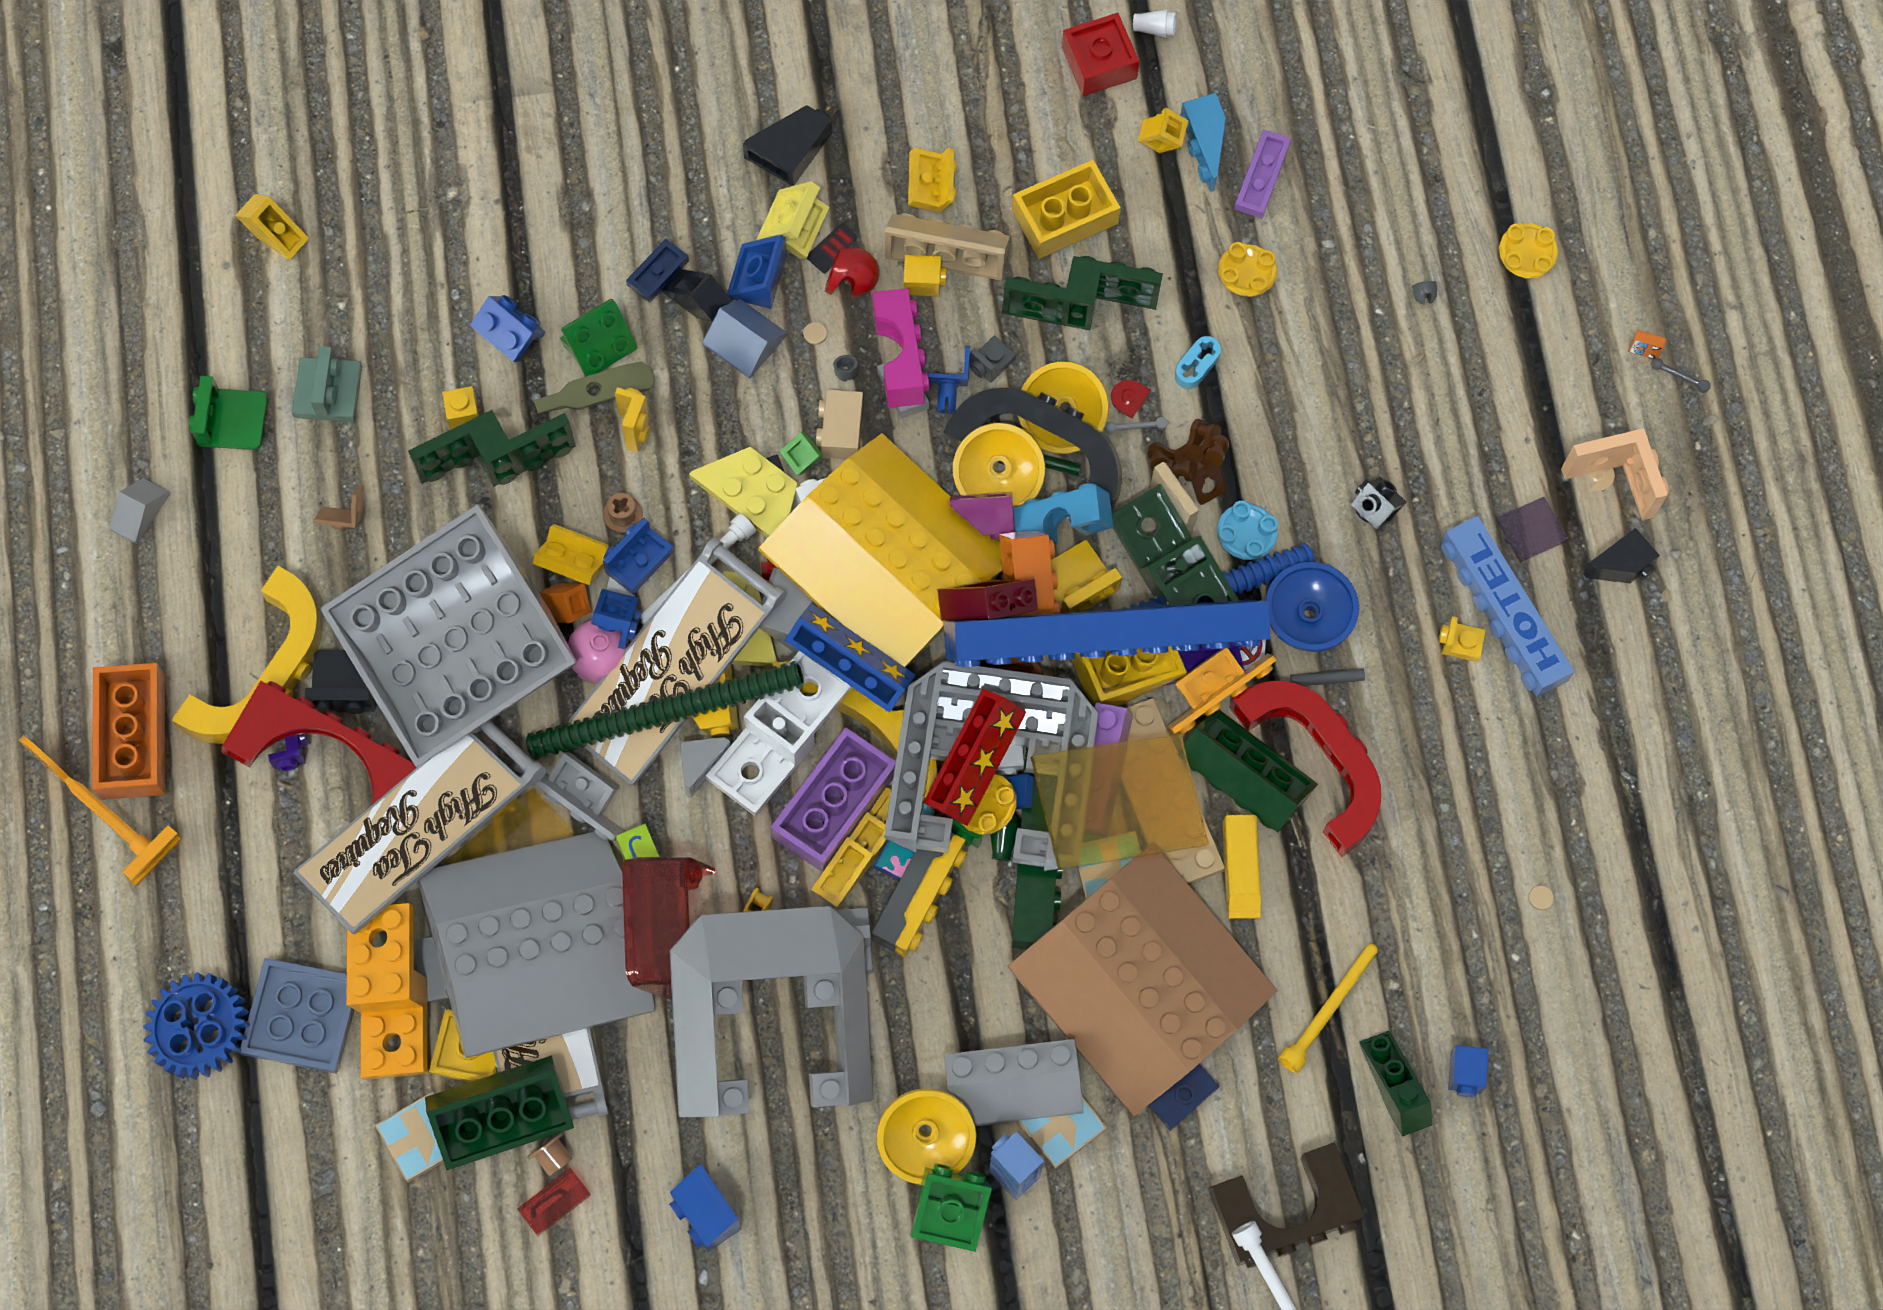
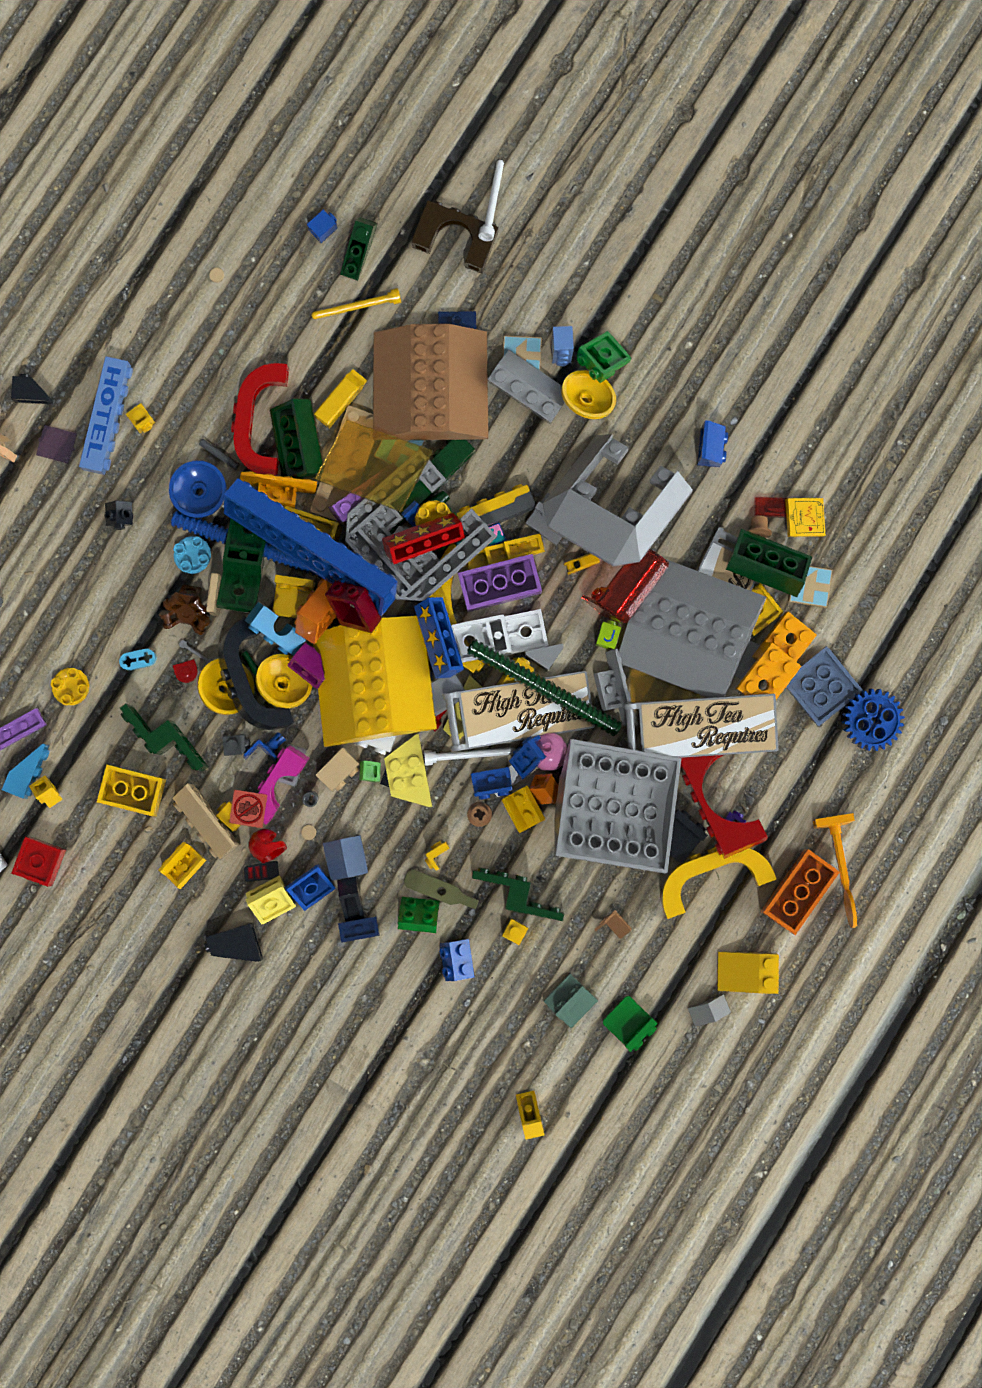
camera: 140 degrees left, 15 degrees up
(122, 589) = (748, 972): none -> yellow slope
(498, 1220) = (805, 517): none -> yellow tile
(908, 291) = (248, 808): none -> clear red sticker

